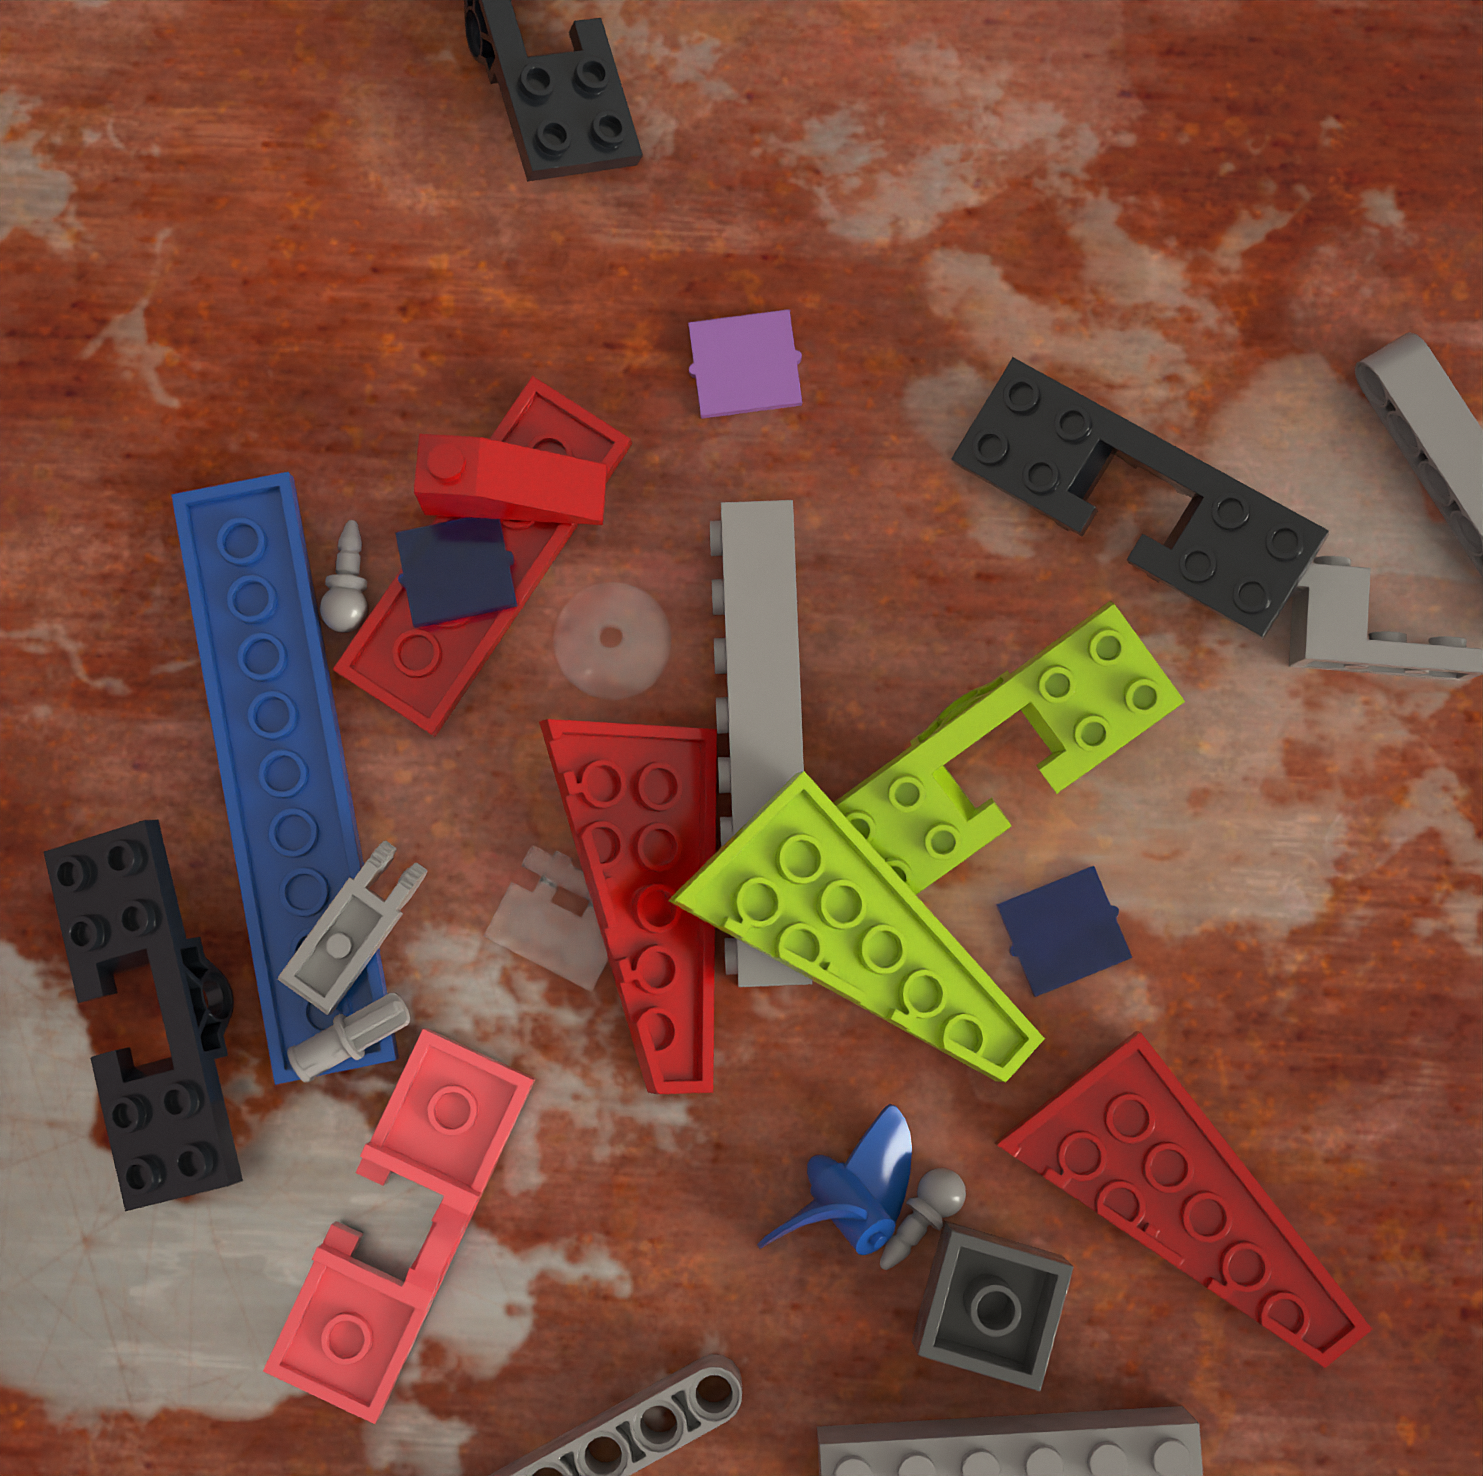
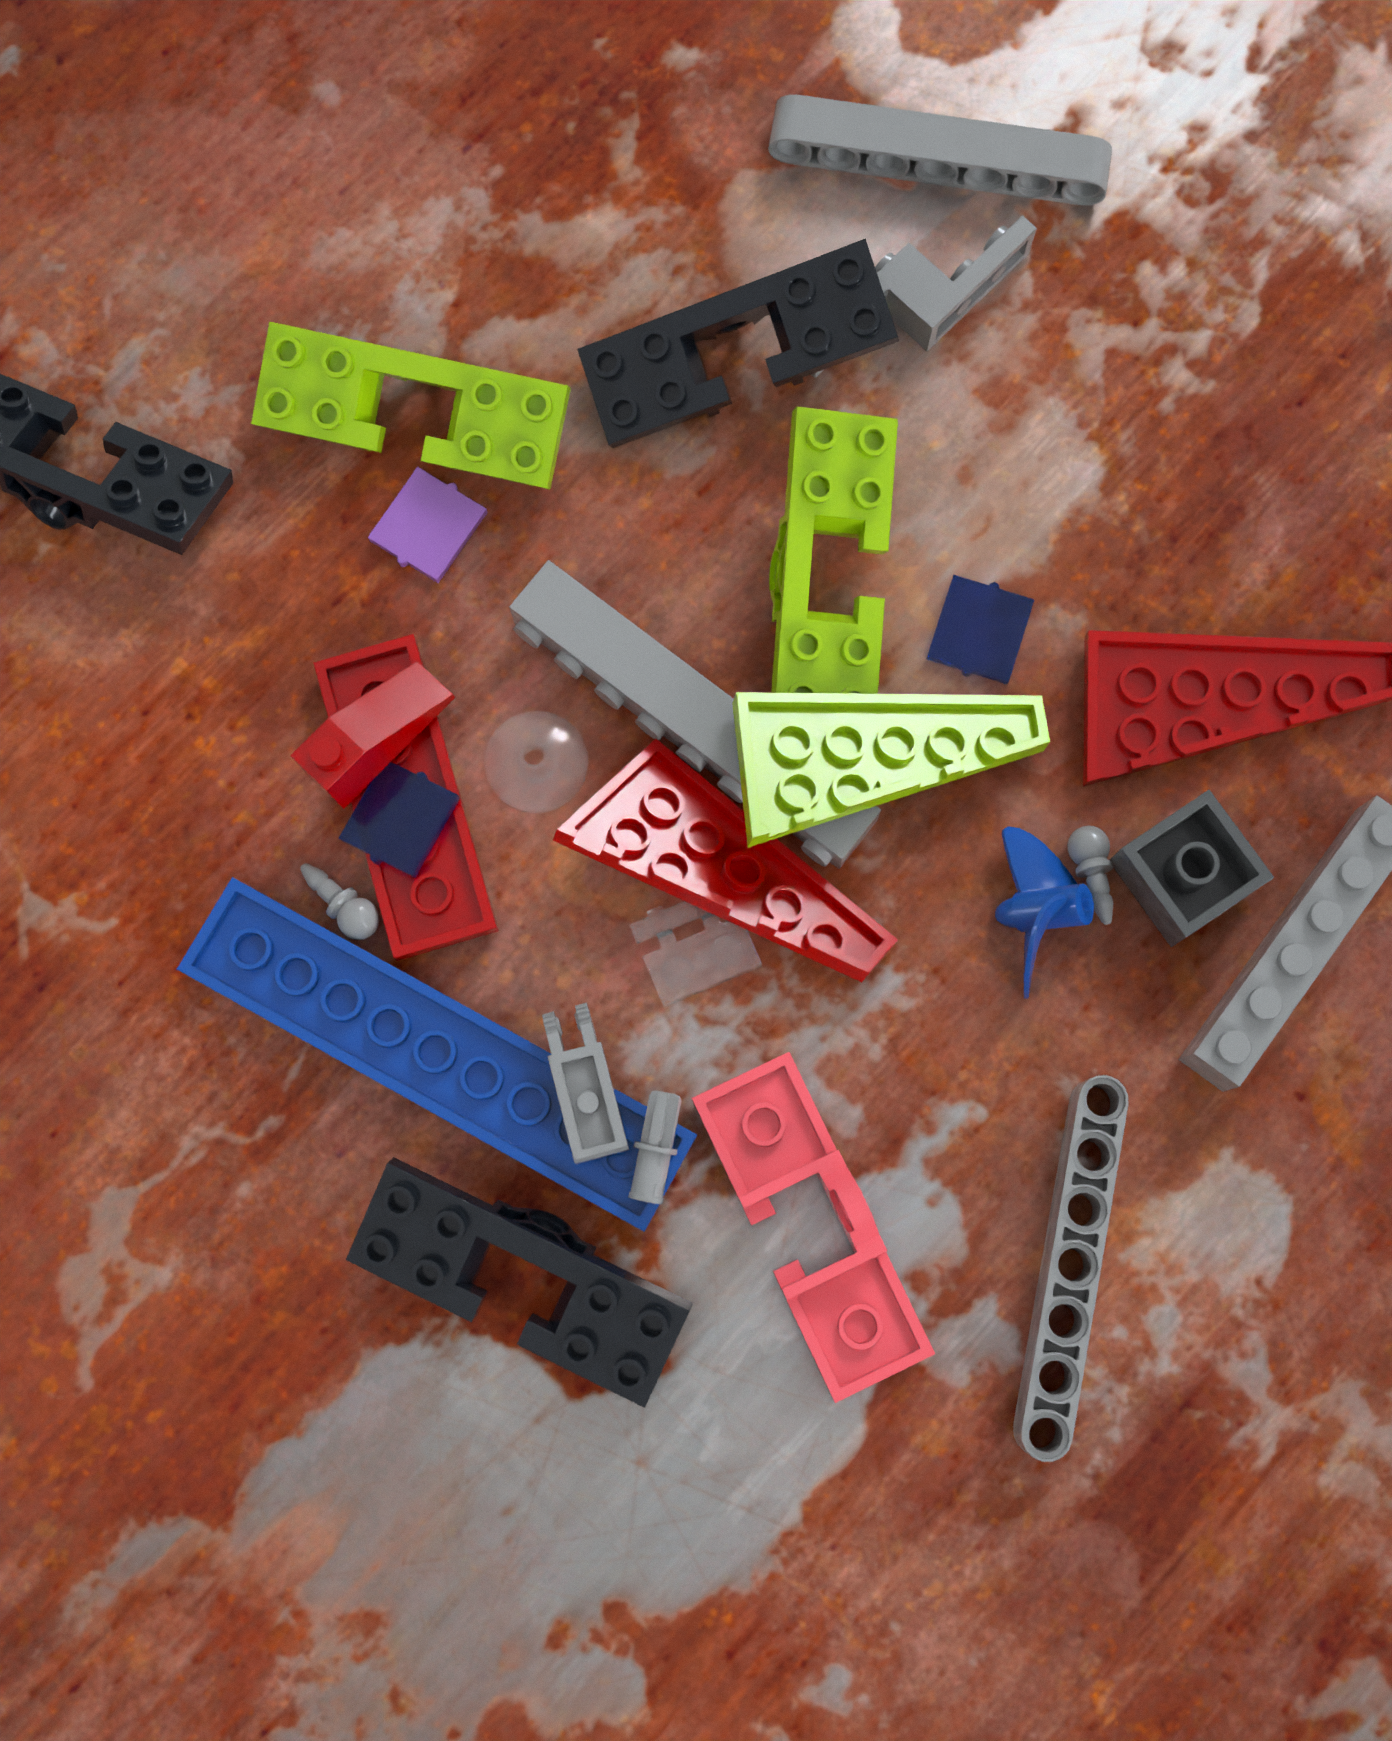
camera: 45 degrees left, 5 degrees down
(790, 178) = (333, 389): none -> lime plate

